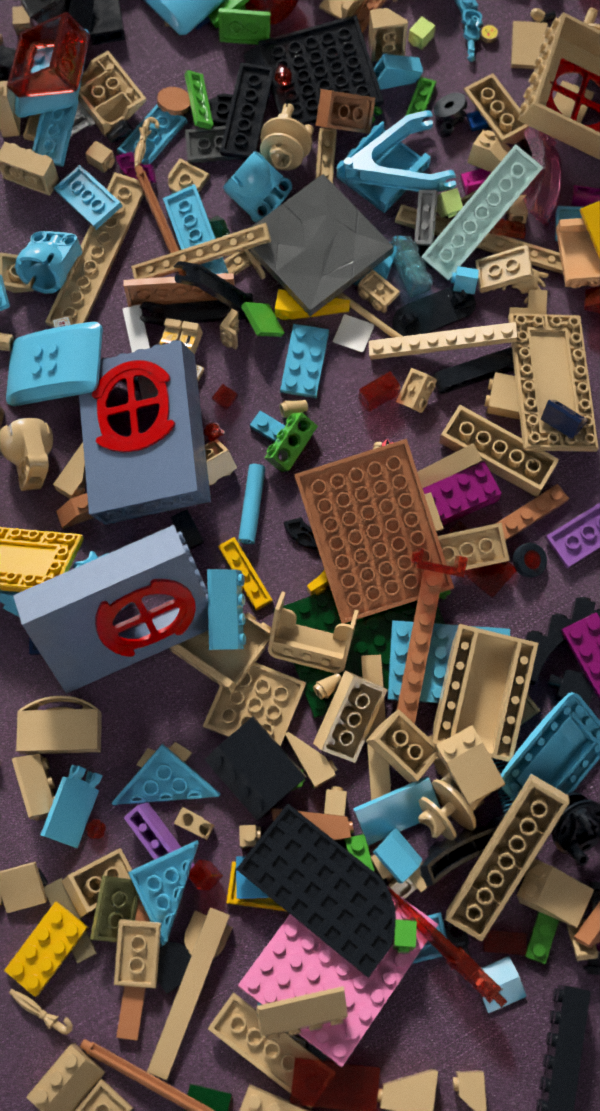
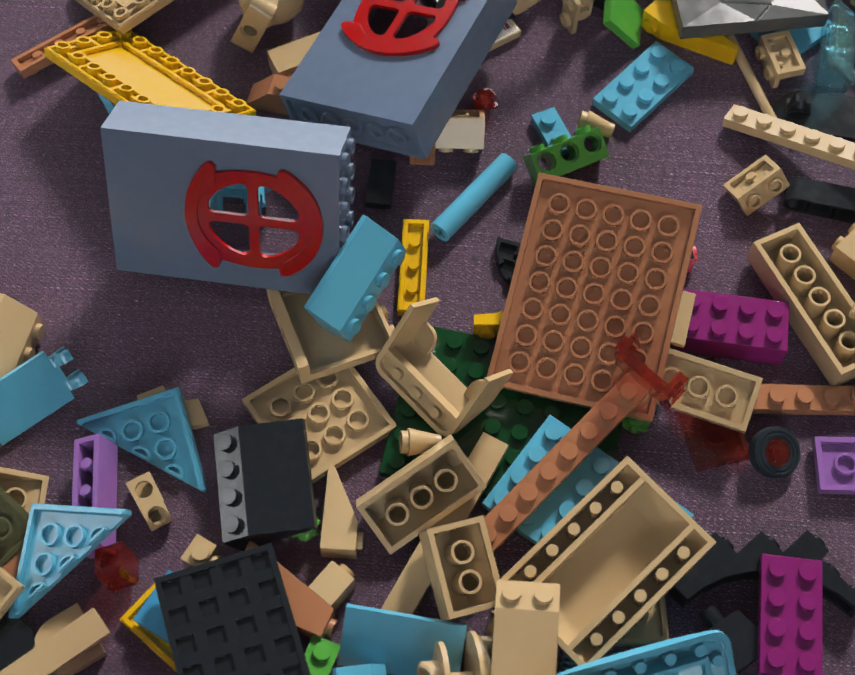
camera: 30 degrees right, 10 degrees down
(58, 728) = (80, 301): tan piece -> none
(96, 834) = (41, 444): clear red plate -> none
(224, 397) = (523, 72): clear red plate -> none
(353, 333) = (722, 89): white sticker -> none
(379, 391) = (709, 161): clear red brick -> none
(449, 465) = (747, 283): tan tile -> none

